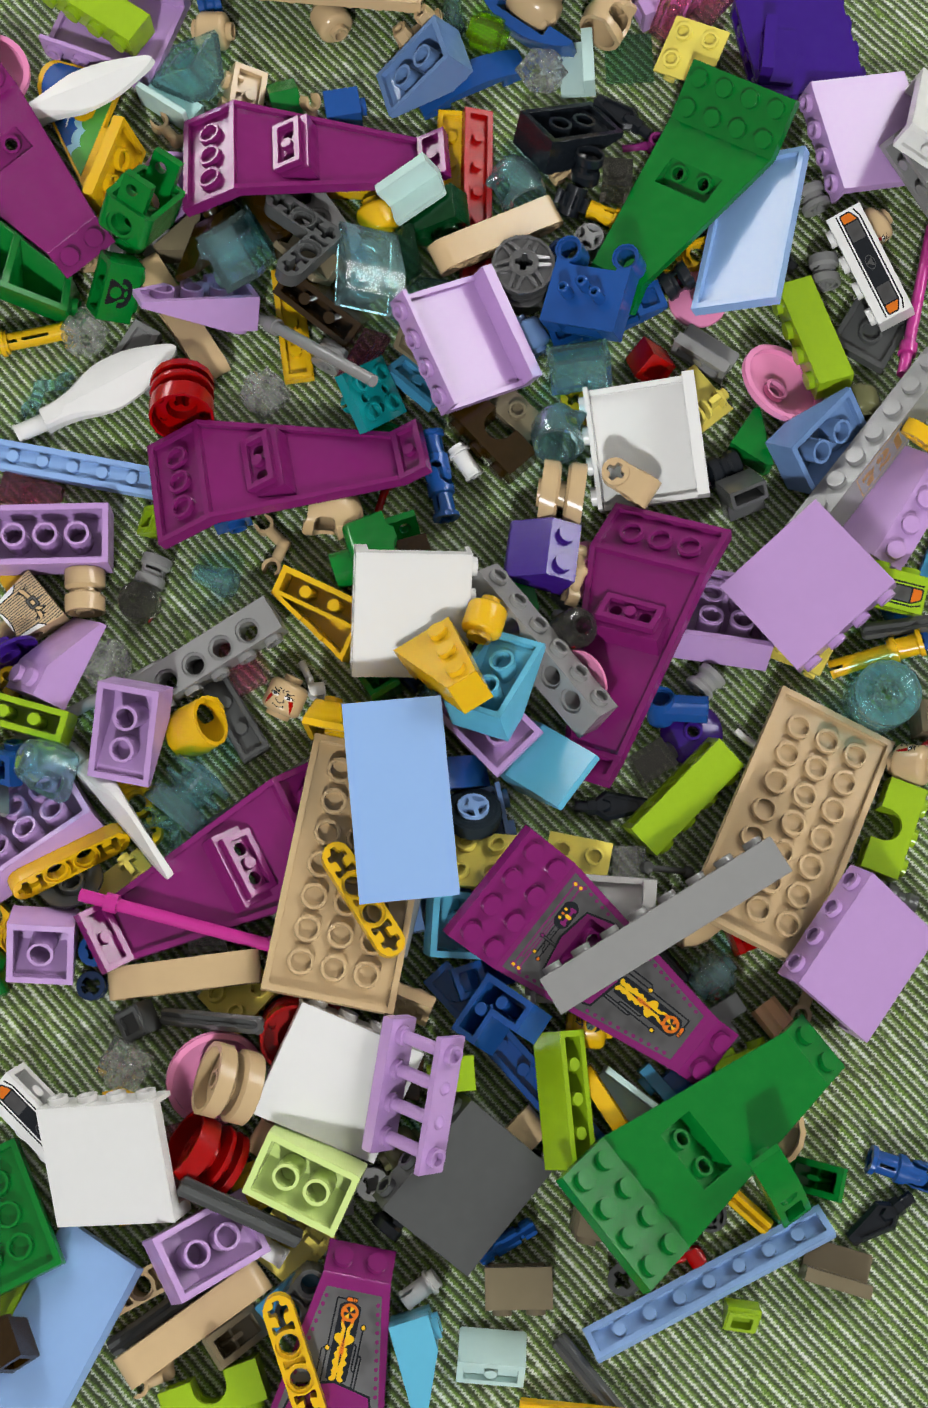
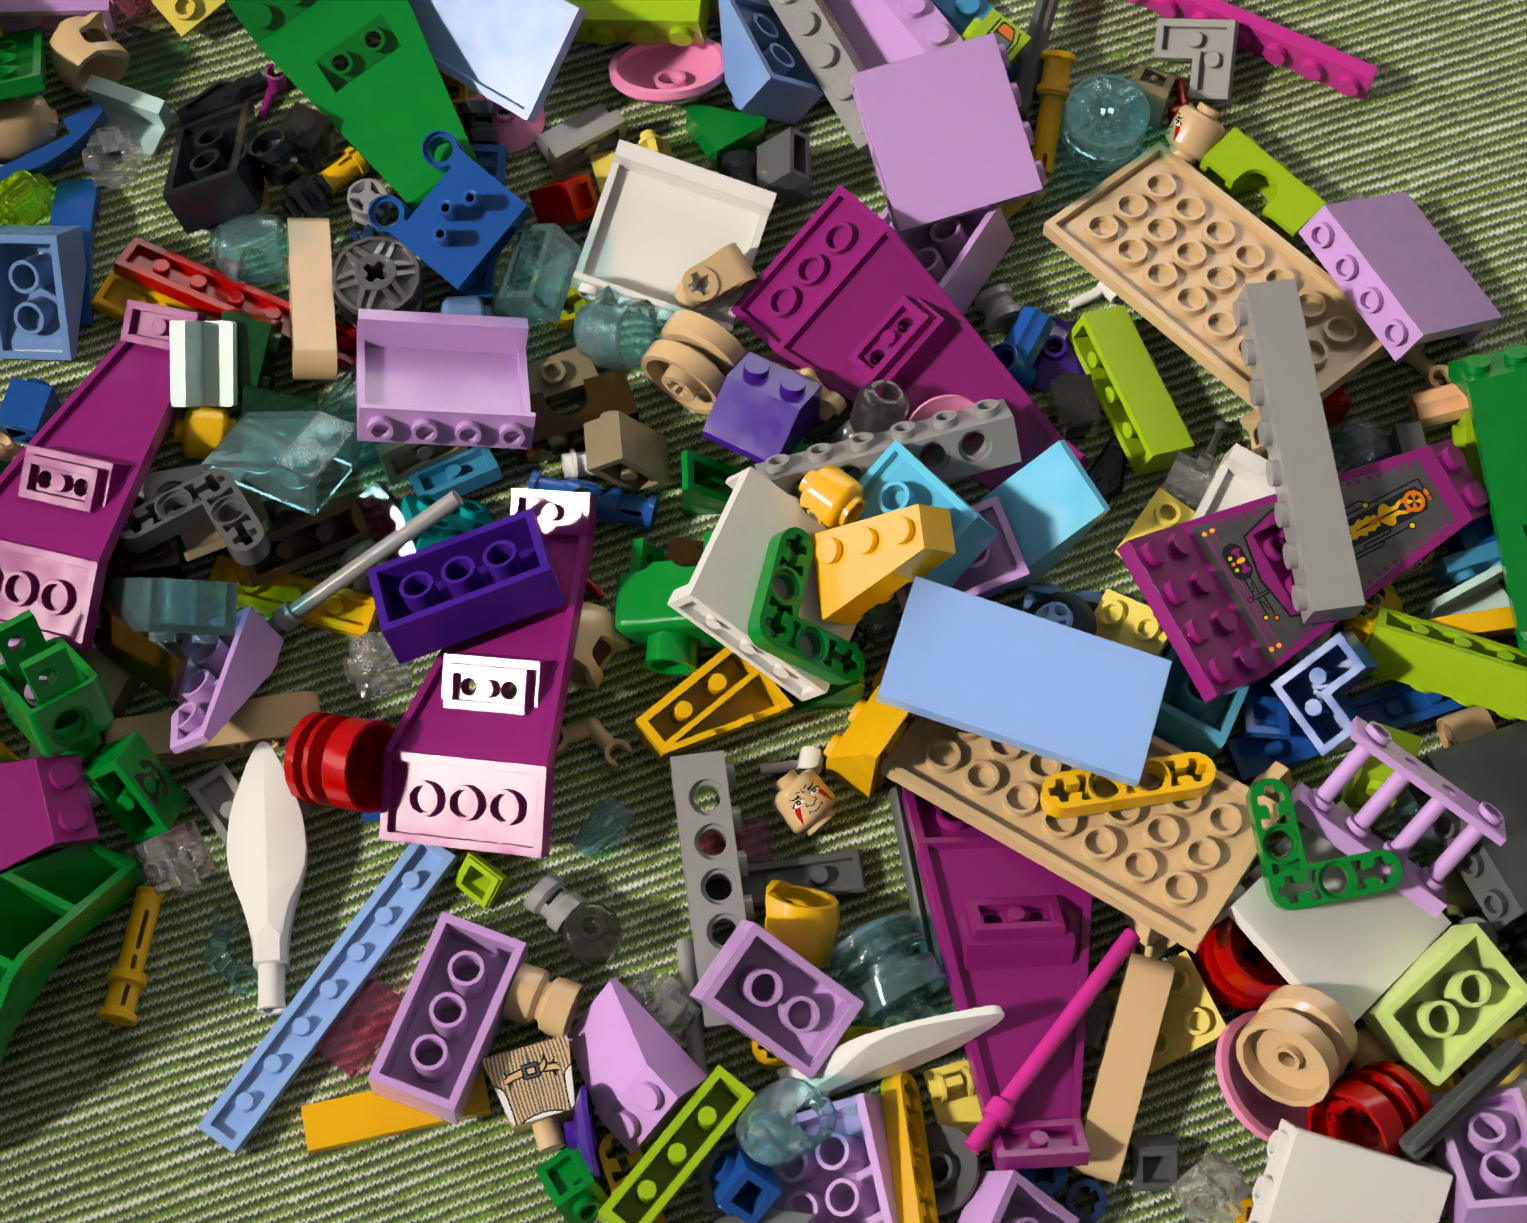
camera: 70 degrees left, 10 degrees down
(212, 1020) = (1200, 1047): dark grey axle -> none
(323, 417) = (465, 586): none -> dark purple brick
(346, 1034) = (1295, 862): none -> green beam
(374, 631) = (788, 624): none -> green beam
(475, 479) = (626, 452): none -> dark tan brick
(483, 541) = (704, 484): none -> green slope

